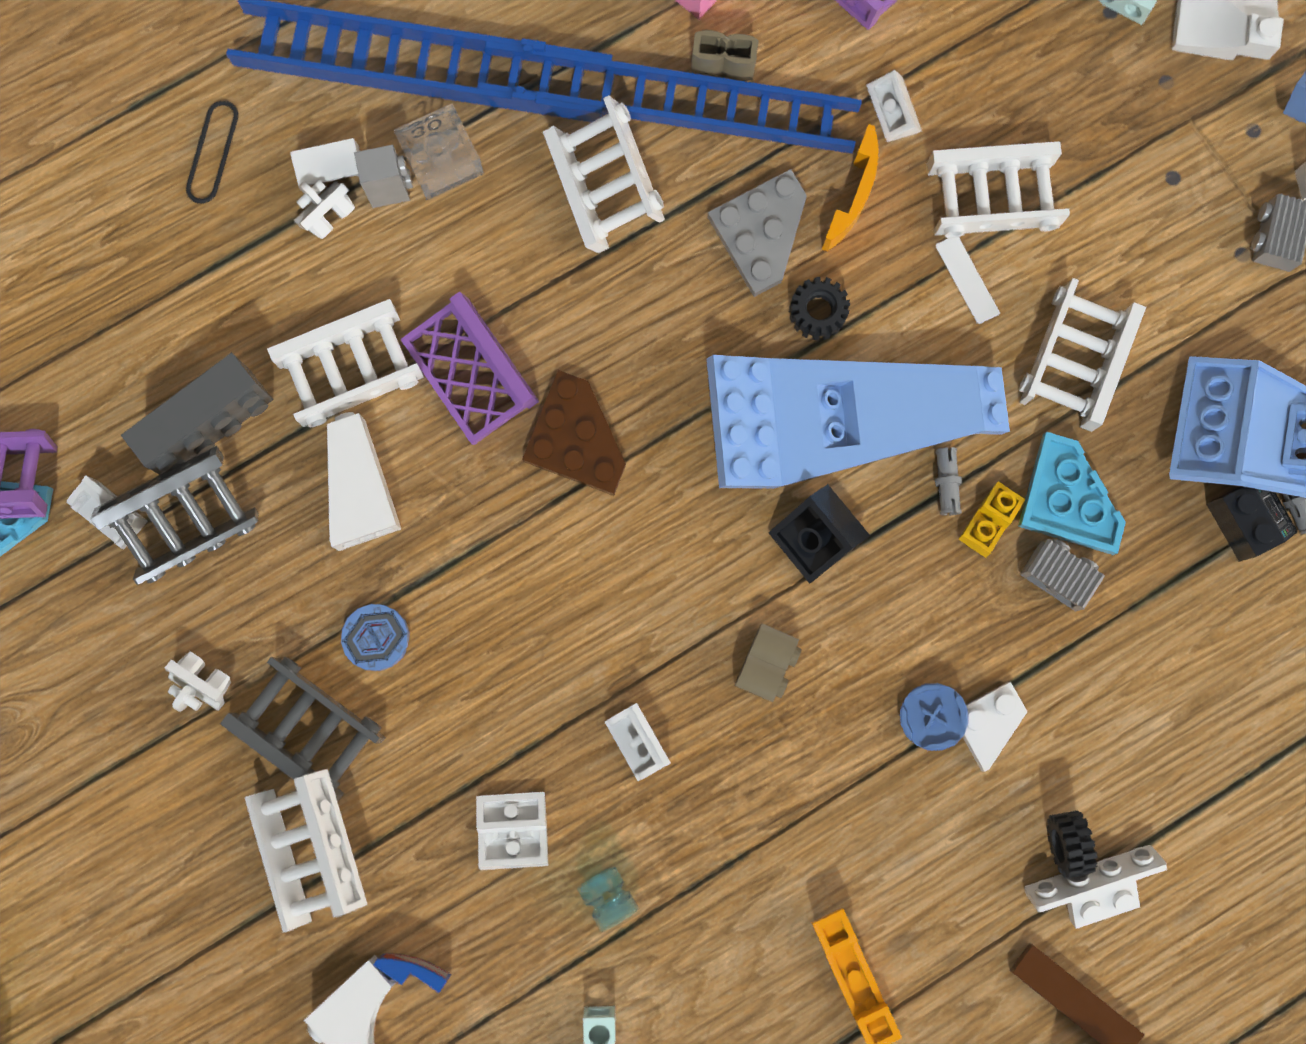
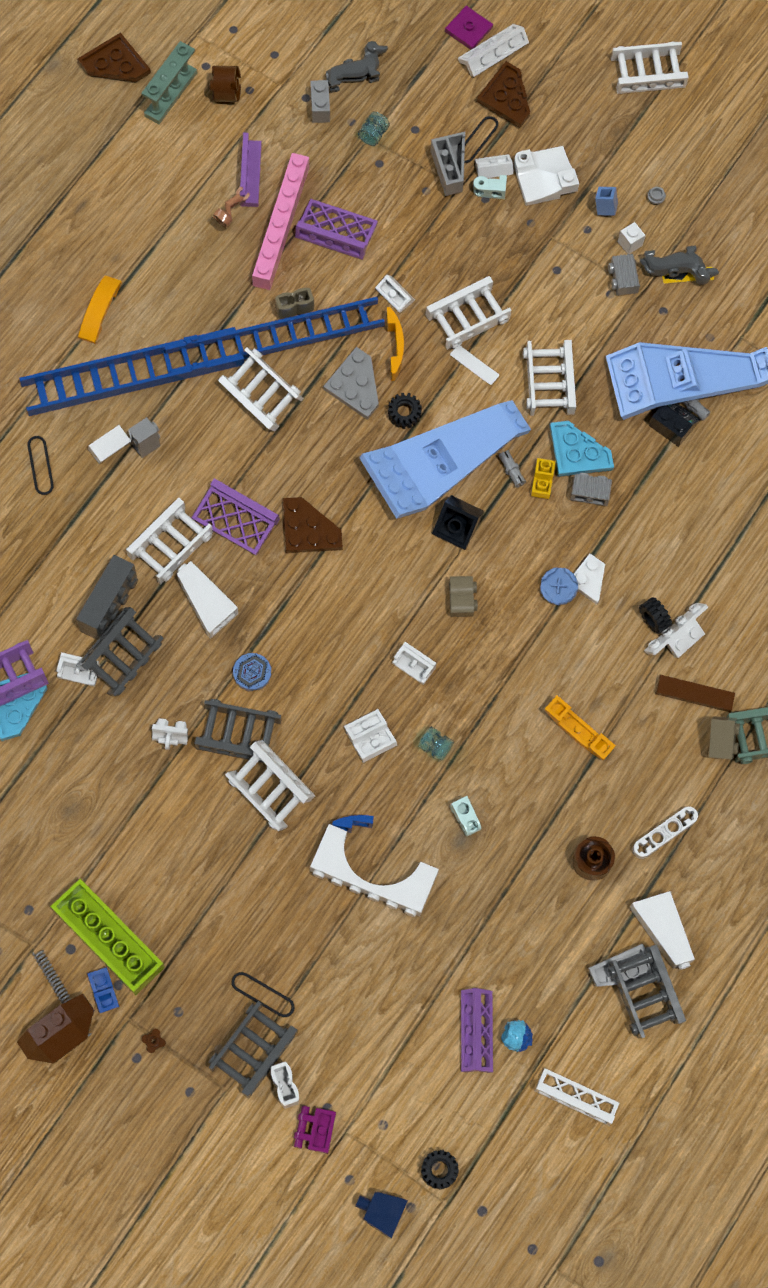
camera: 25 degrees left, 10 degrees down
(333, 197) = (115, 465): white hips -> none
(439, 151) = (168, 412): clear brick -> none

